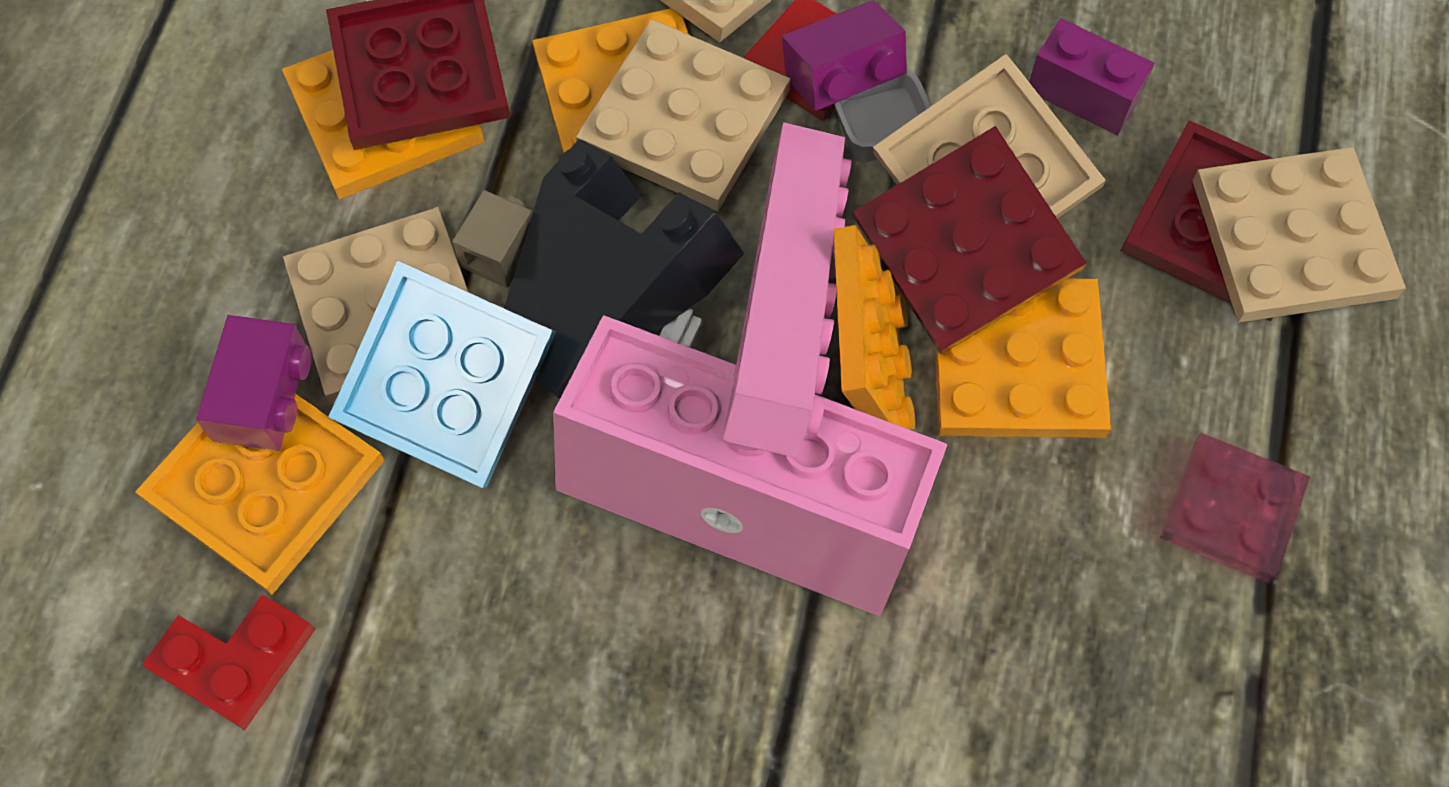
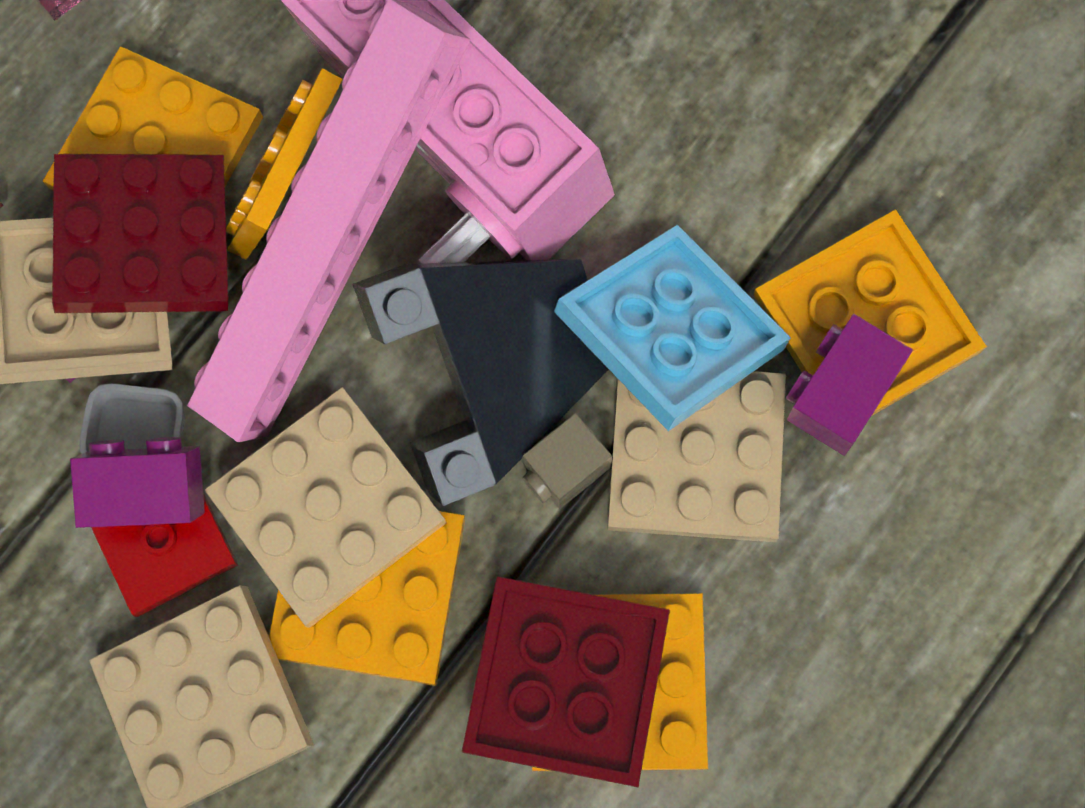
camera: 150 degrees left, 10 degrees up
(234, 675) = (944, 162): red plate -> none

